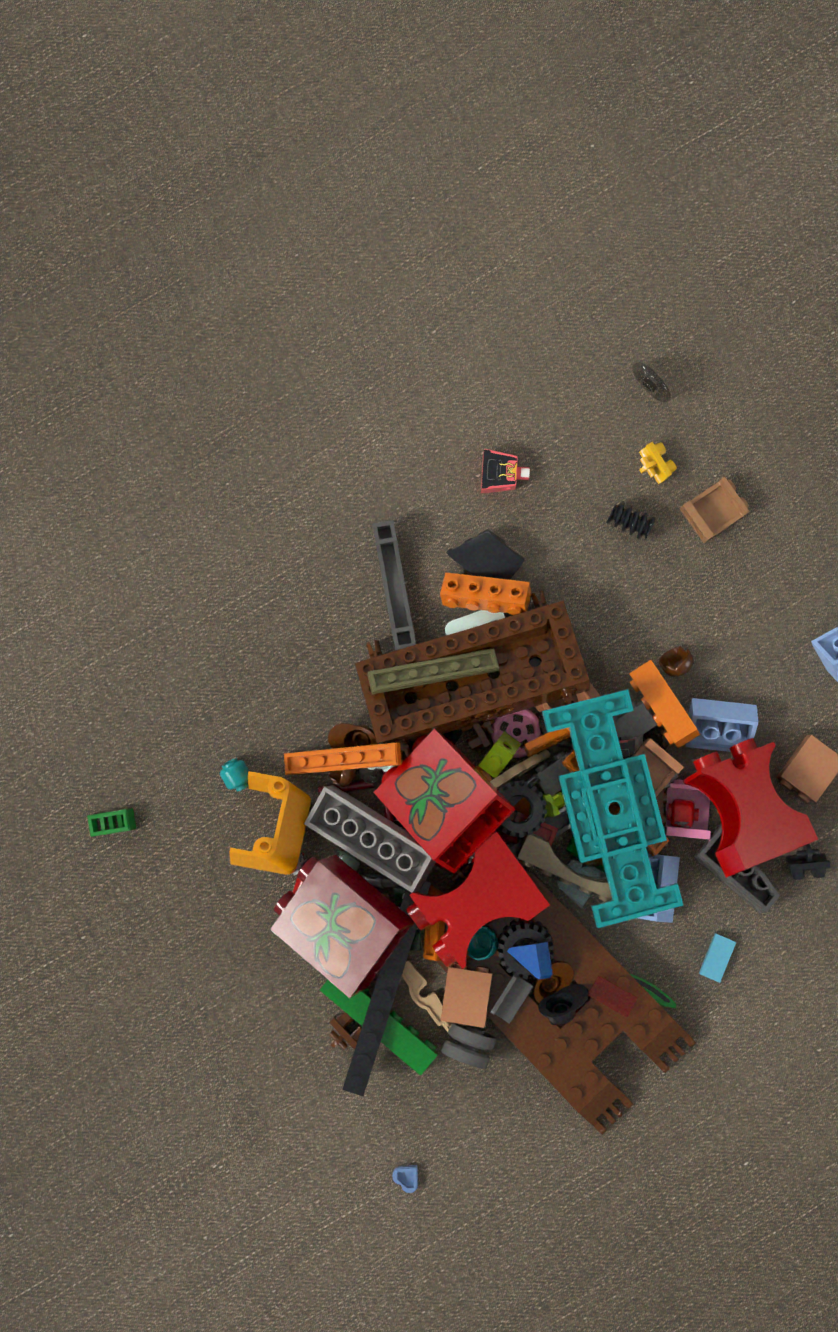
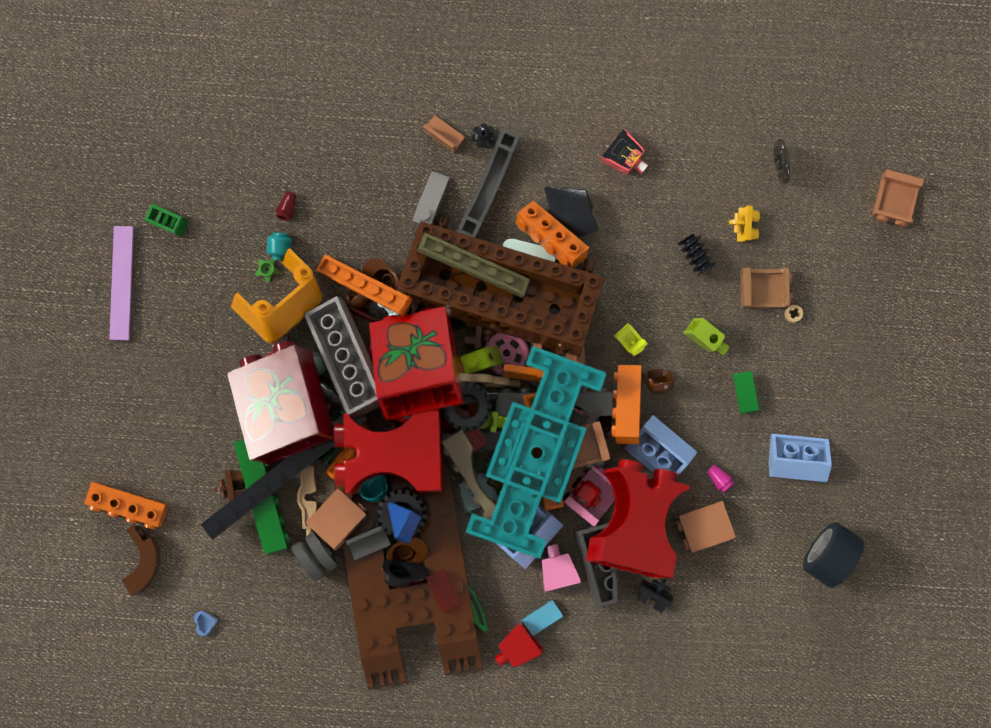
camera: 30 degrees right, 0 degrees up
(110, 910) = (121, 283): none -> lavender tile
(217, 734) = (286, 207): none -> dark red cone
(242, 809) = (267, 264): none -> bright green plate
(257, 1117) = (126, 504): none -> orange brick
(315, 1157) = (148, 563): none -> reddish brown arch
(318, 565) = (443, 134): none -> nougat panel
(348, 635) = (431, 199): none -> light grey slope
(356, 547) = (483, 139): none -> black plant
(624, 642) = (630, 340): none -> neon yellow bracket
(691, 591) = (700, 332): none -> lime torso
(703, 902) = (558, 570): none -> bright pink torso
(715, 999) = (518, 646): none -> red torso
(760, 510) = (791, 308): none -> tan bush
(763, 619) = (746, 392): none -> green slope
(777, 346) = (896, 198): none -> nougat panel
(794, 714) = (720, 478): none -> dark pink cone

